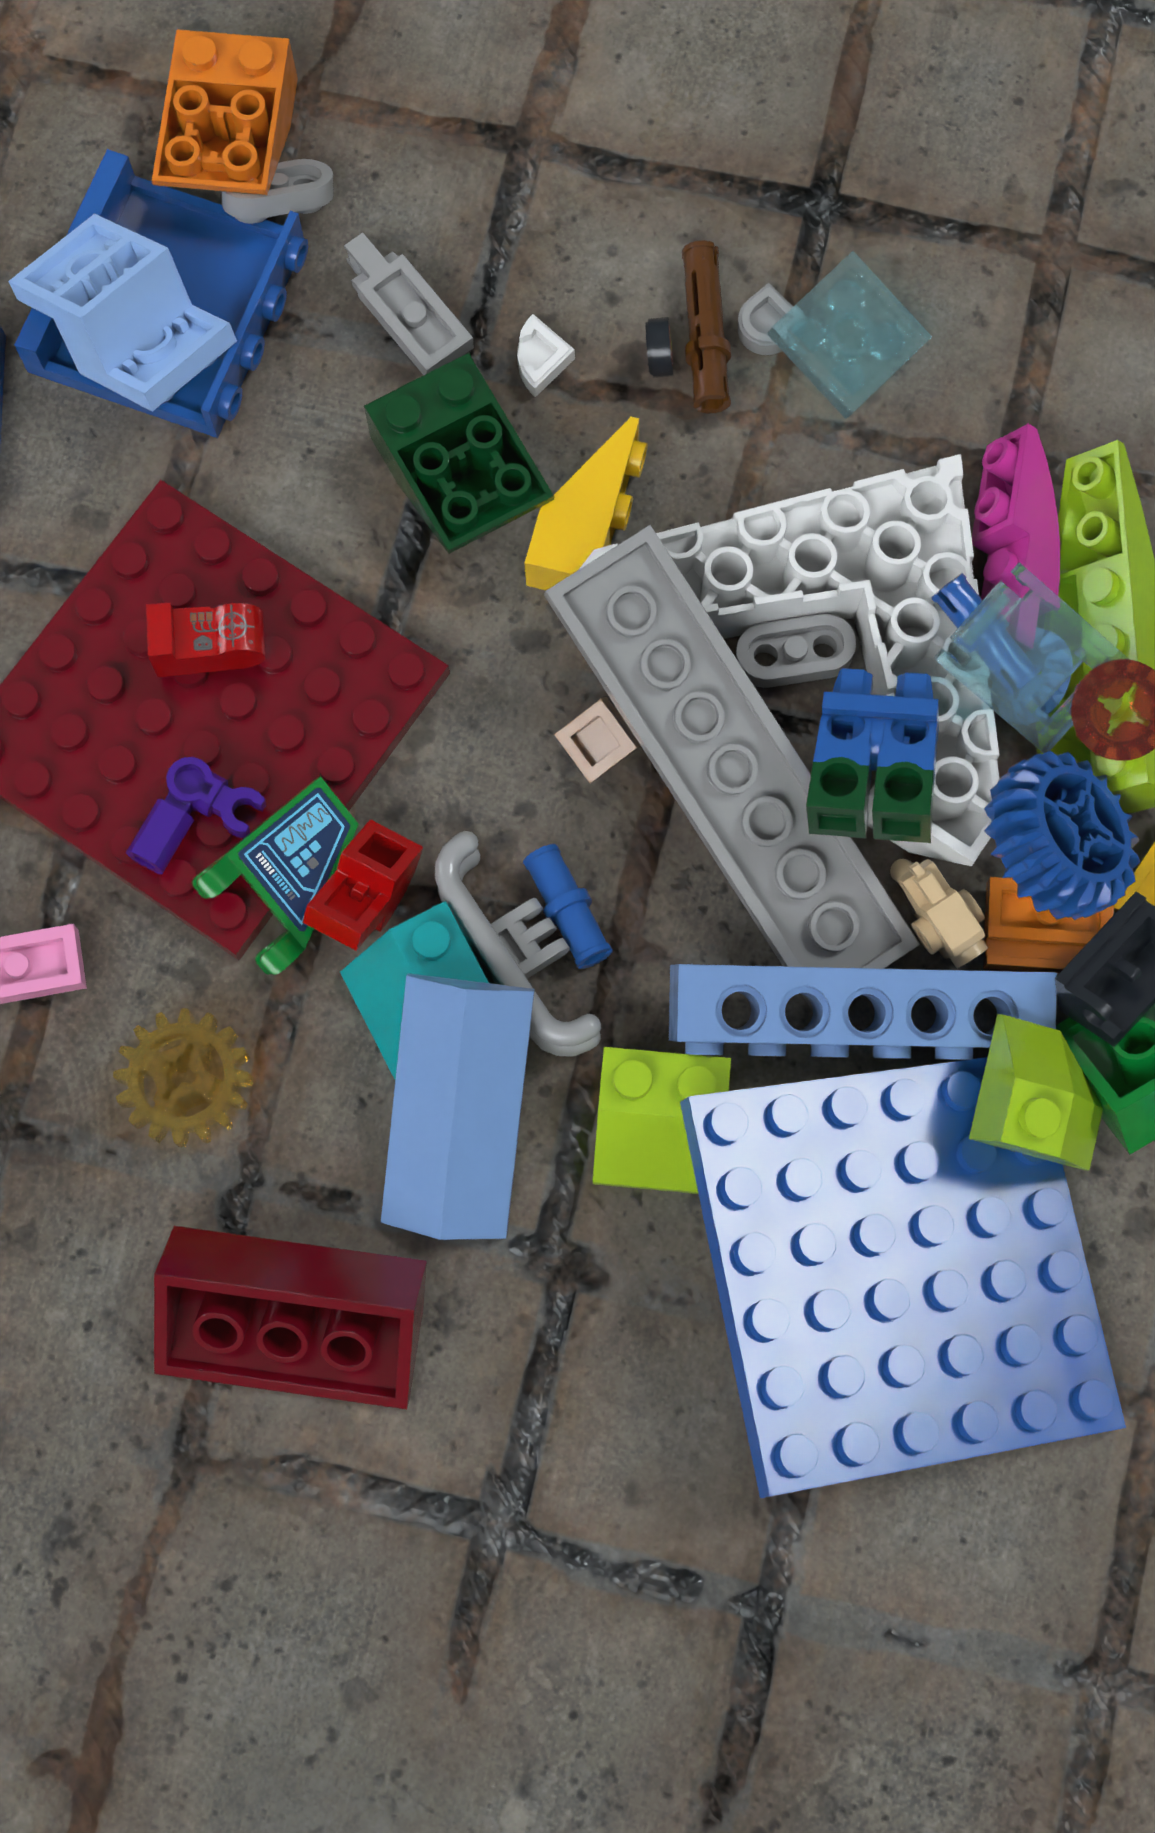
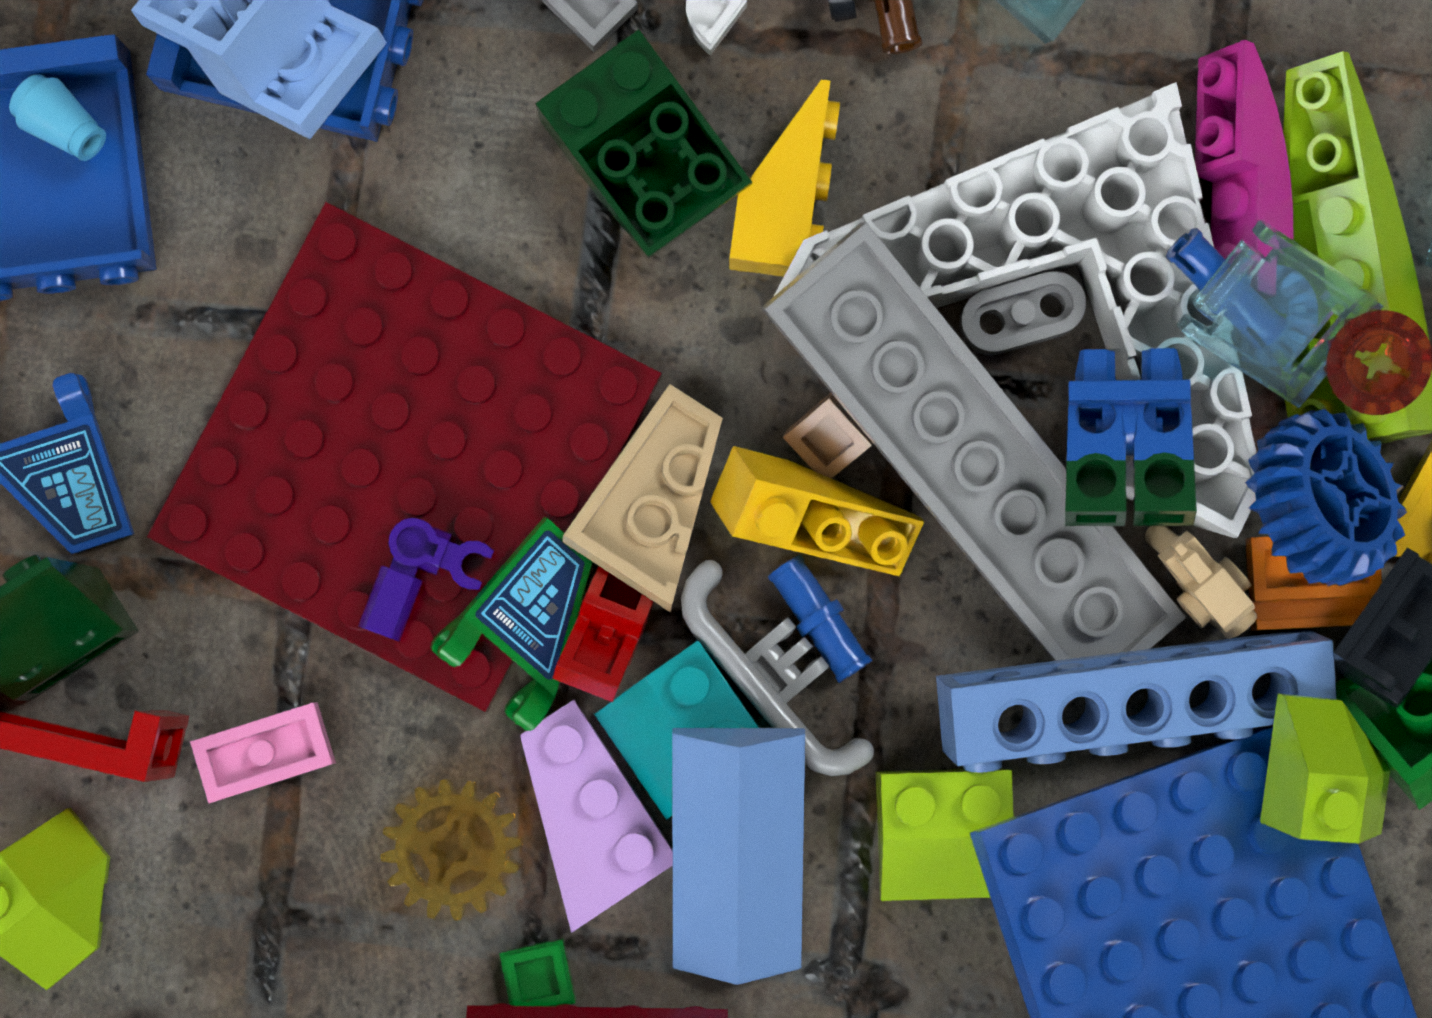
camera: 10 degrees left, 10 degrees up
(204, 638) = (404, 382): red leg -> none
(249, 1209) = (538, 974): none -> green tile
(322, 1068) = (591, 816): none -> lavender wing
(420, 772) = (650, 498): none -> tan wing
(575, 807) = (811, 514): none -> yellow slope

